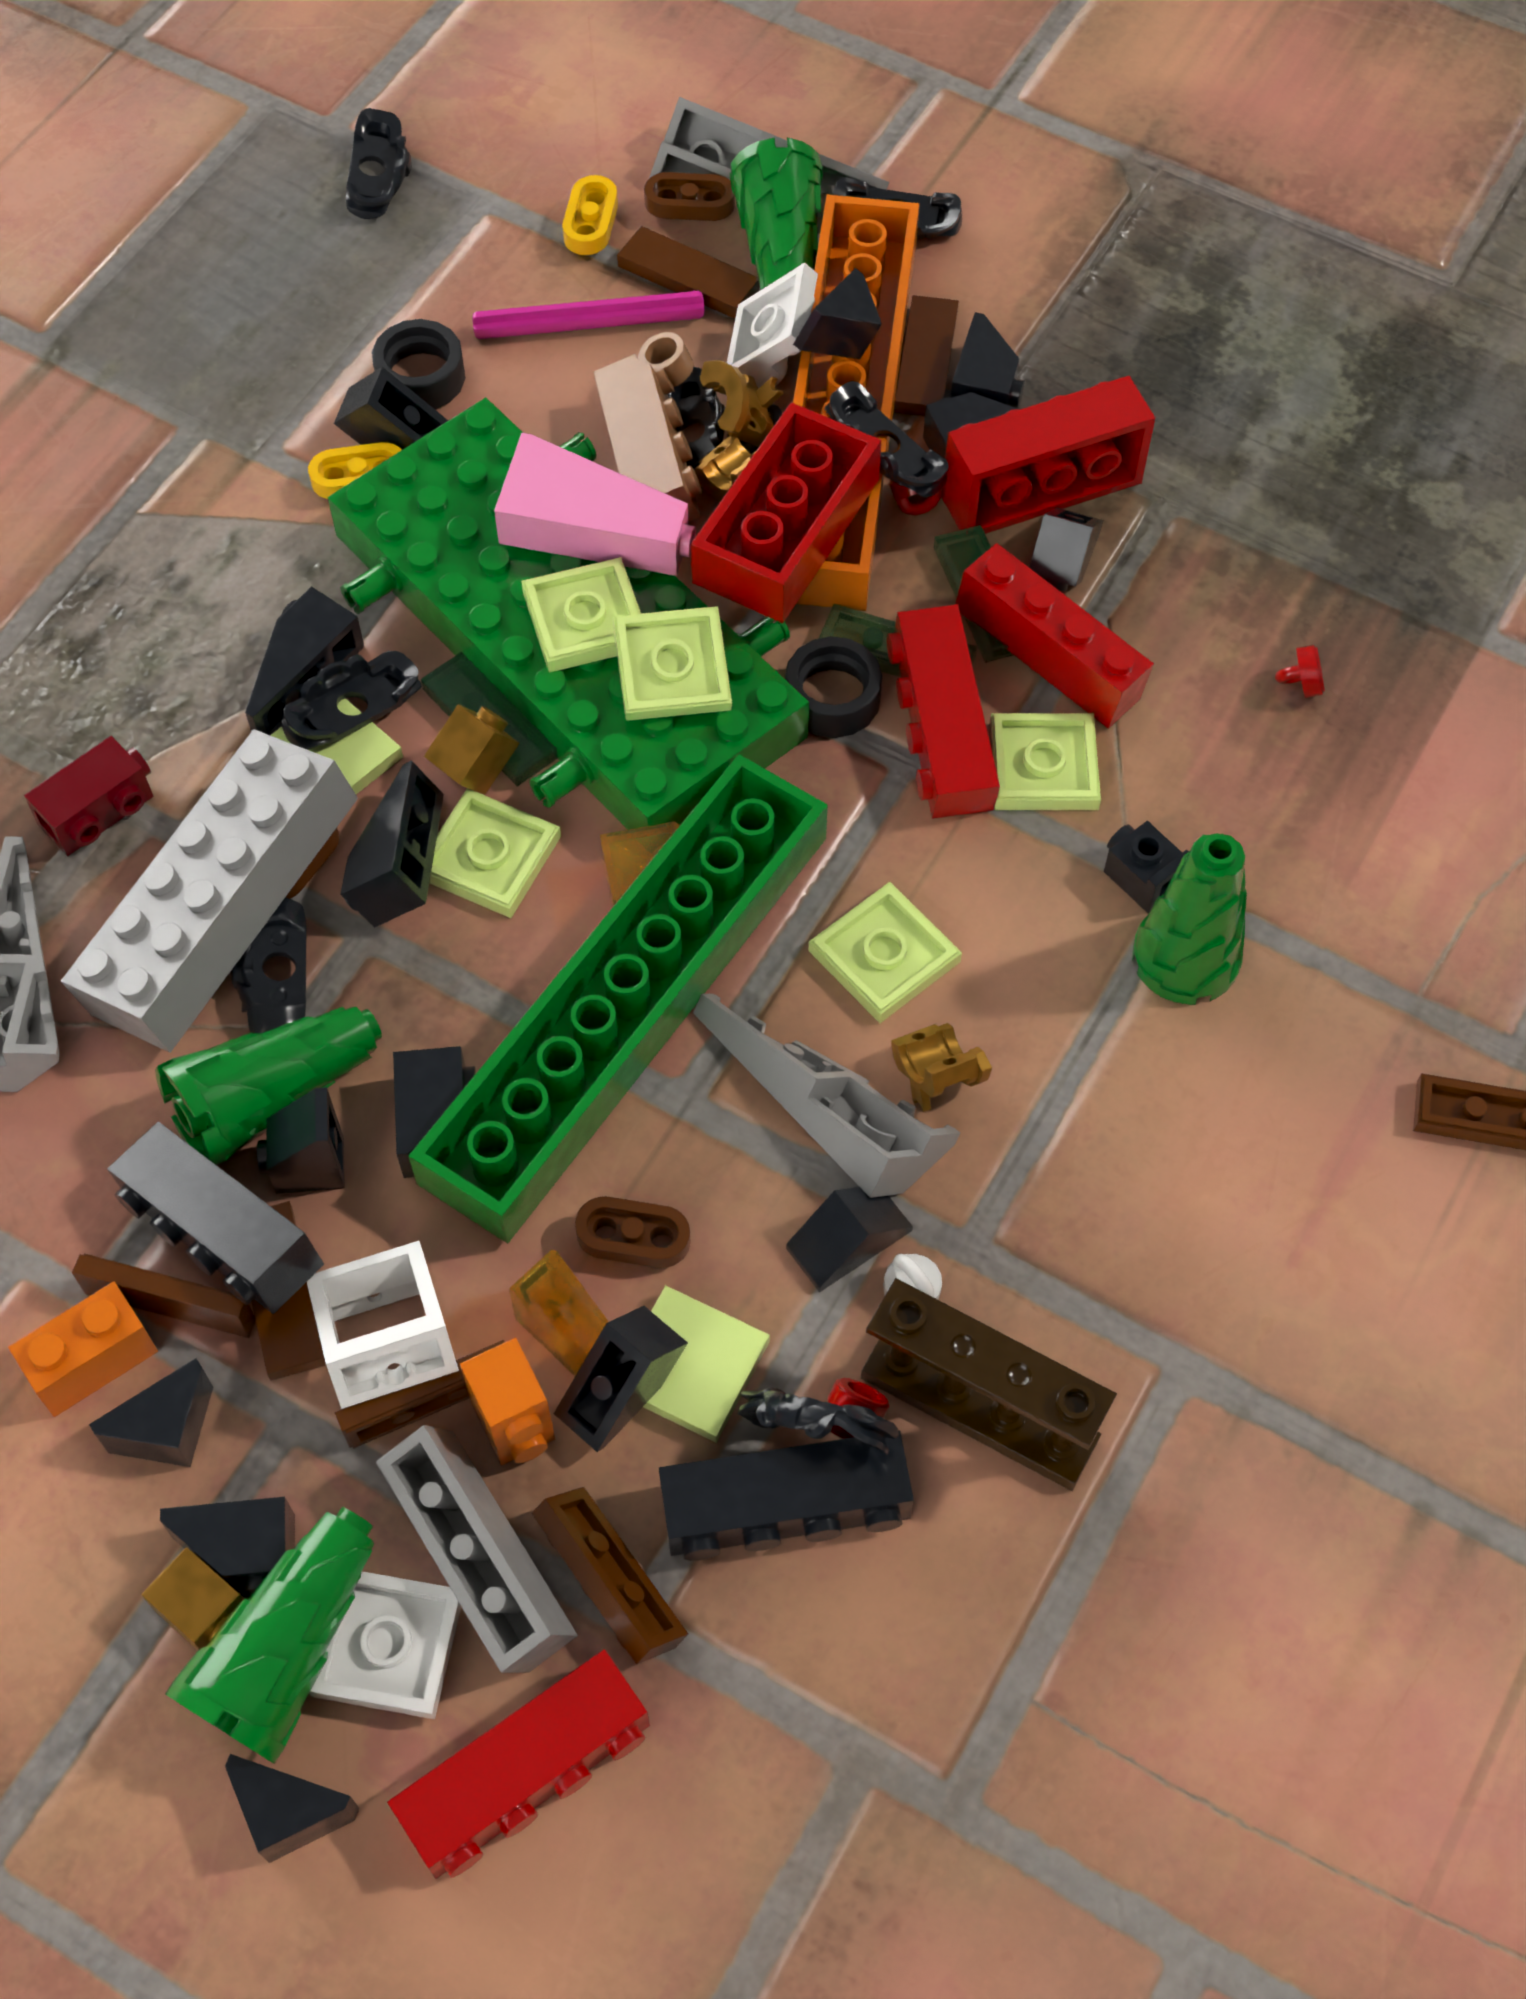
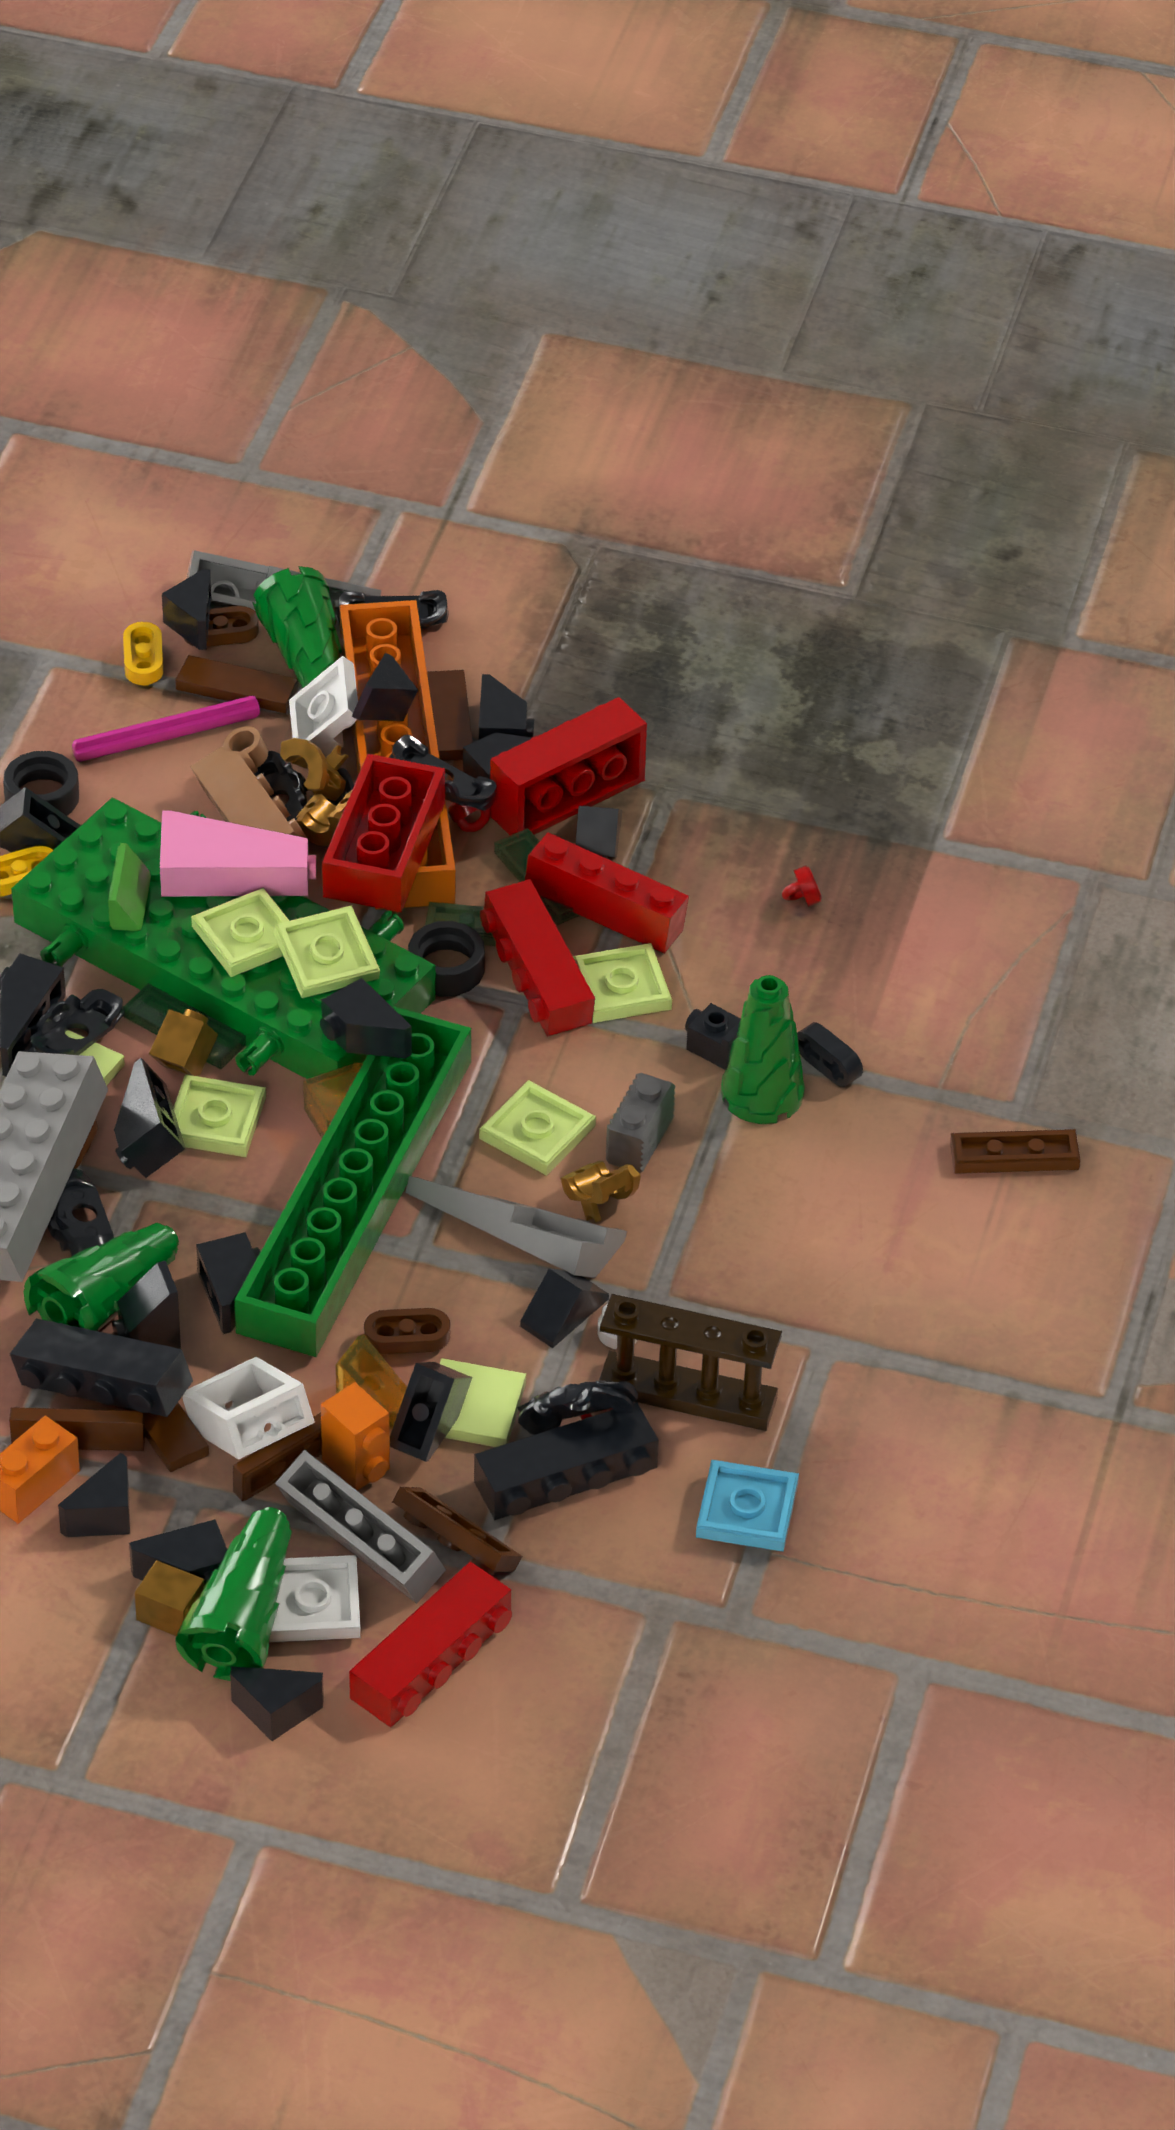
camera: 15 degrees left, 15 degrees down
(455, 530) = (128, 890): none -> bright green slope
(654, 167) = (188, 608): none -> black slope
(688, 776) = (365, 1022): none -> black slope
(1015, 978) = (640, 1122): none -> flat silver brick
(1015, 1622) = (747, 1505): none -> medium azure plate
(1284, 922) = (829, 1054): none -> black beam

